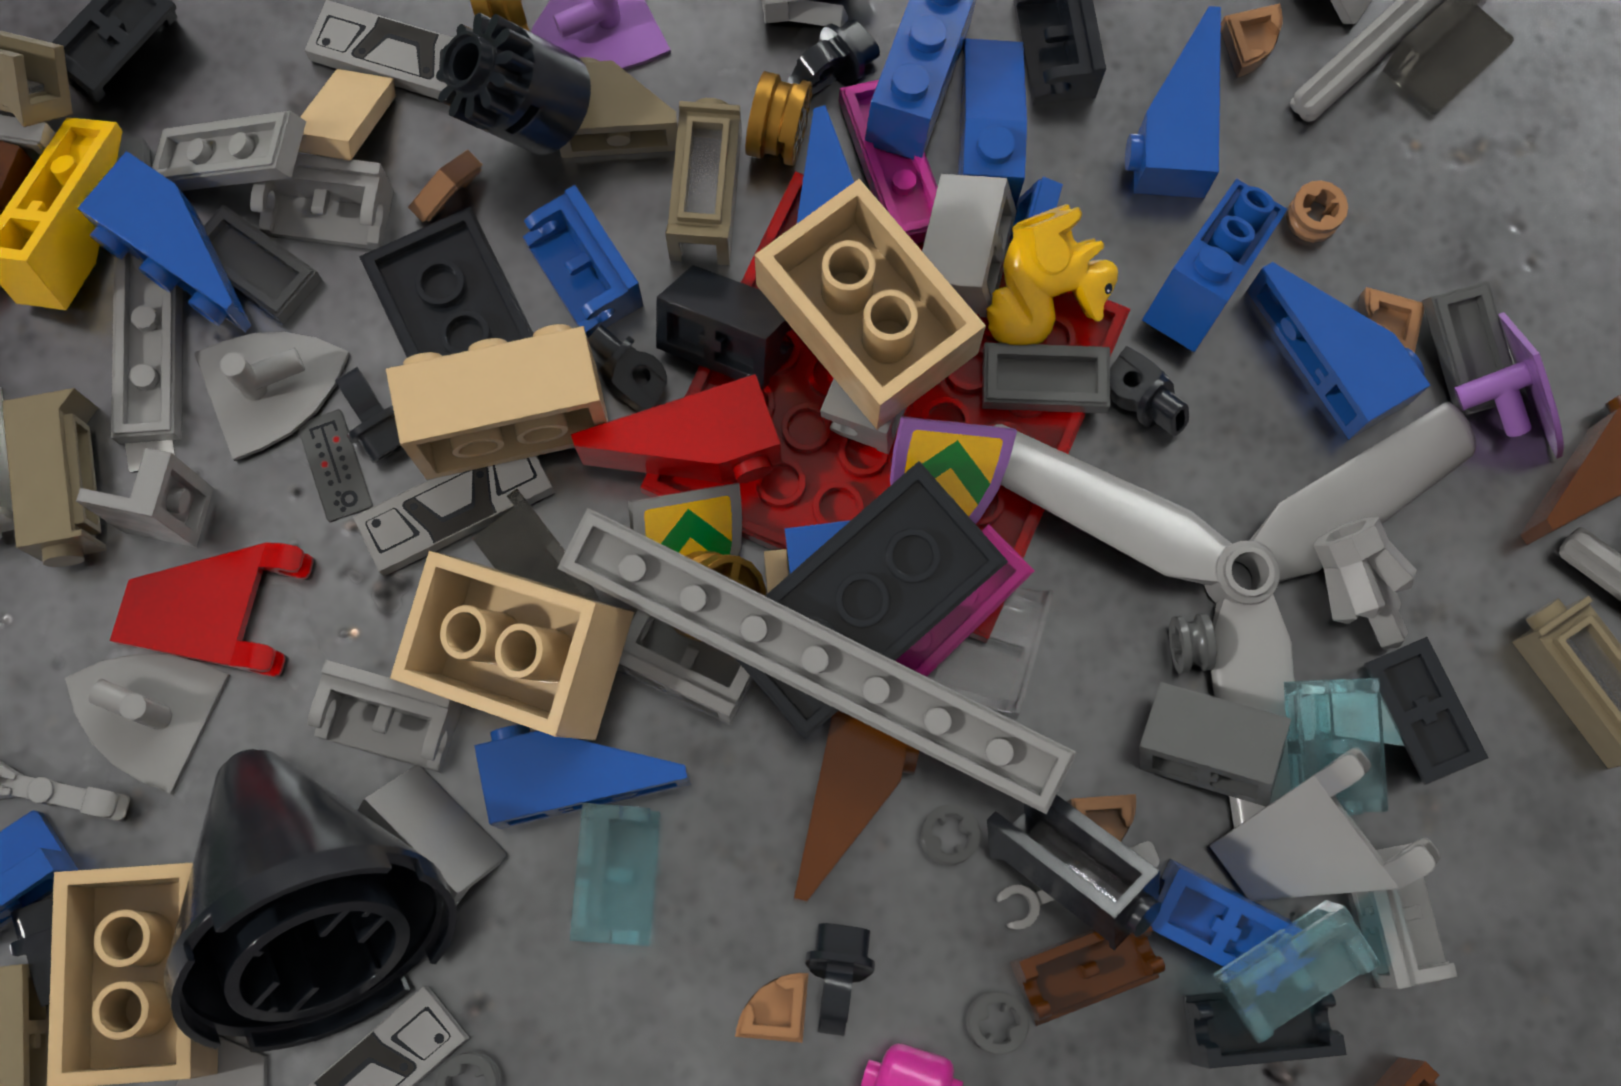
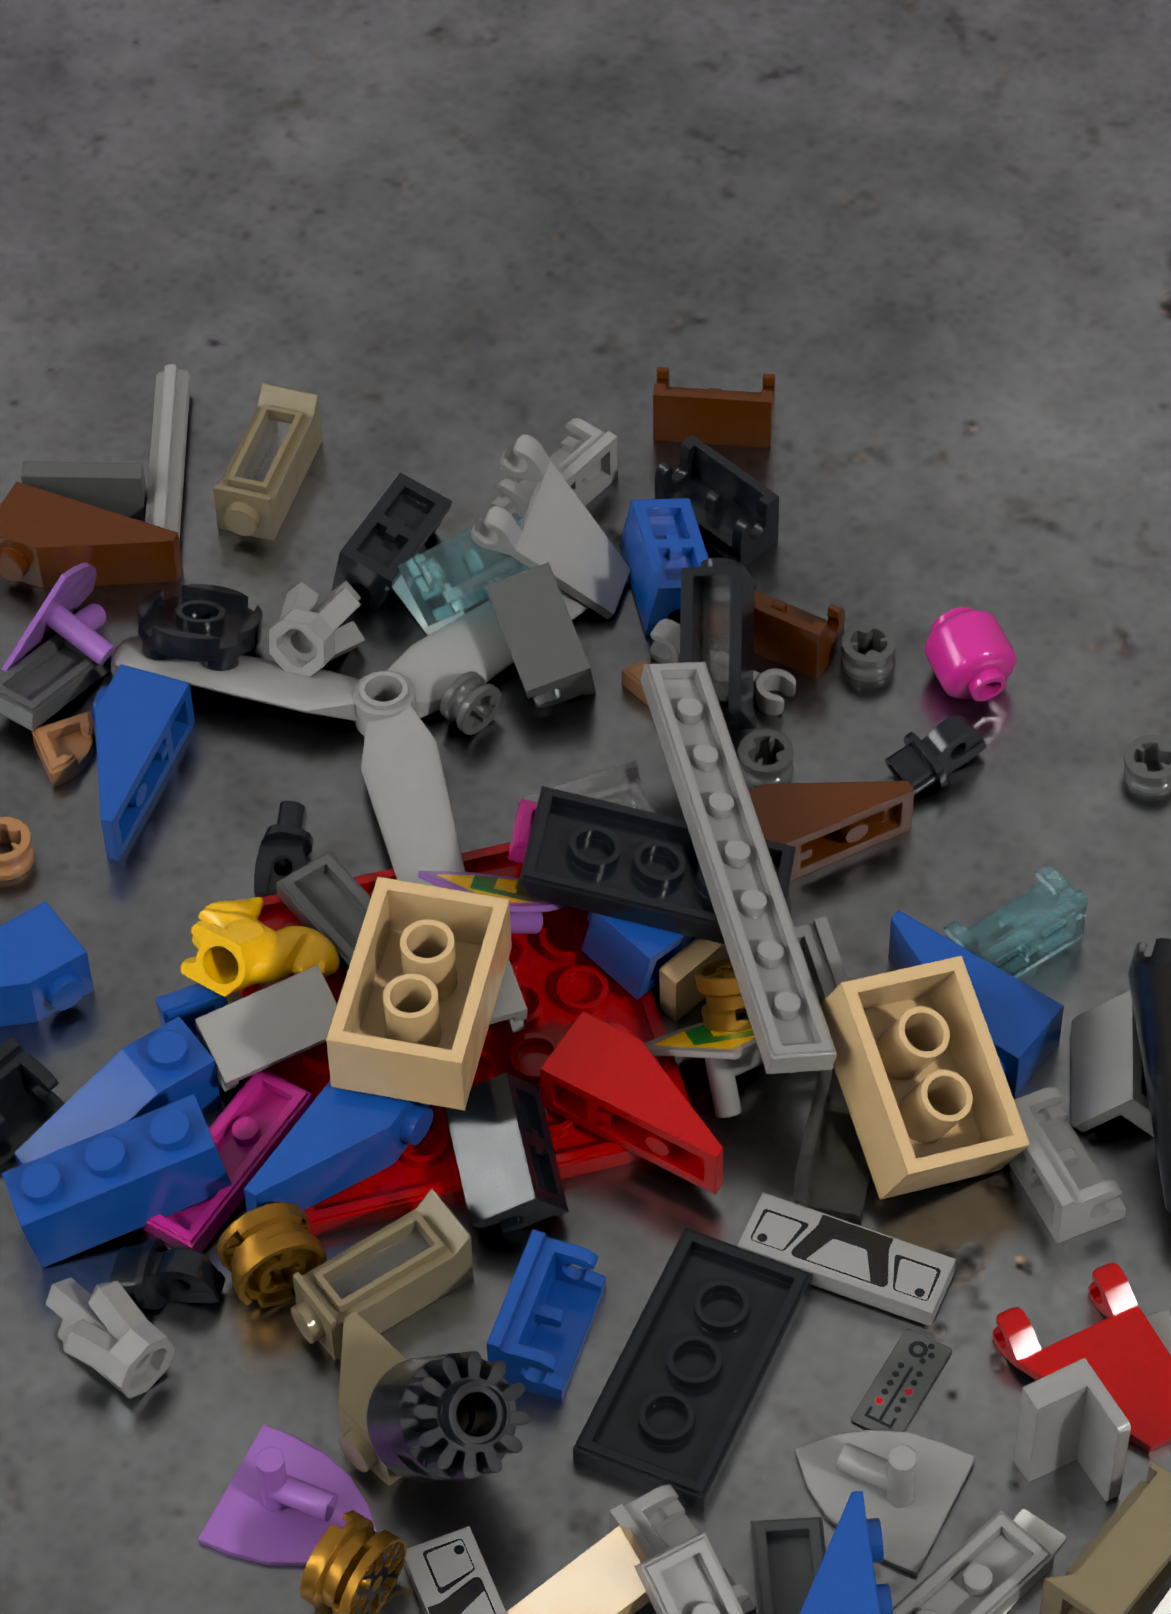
camera: 125 degrees left, 25 degrees down
(378, 427) = (834, 1366): black piece -> none
(444, 184) = (571, 1483): medium nougat tile -> none
(496, 400) = (739, 1222): tan brick -> none
(617, 367) = (608, 1218): black piece -> none
(776, 1010) = (998, 781): medium nougat tile -> none
(1214, 264) = (130, 873): blue slope -> none
(1295, 968) = (664, 486): clear light blue hinge -> none
(1407, 483) = (200, 625): none -> black plate

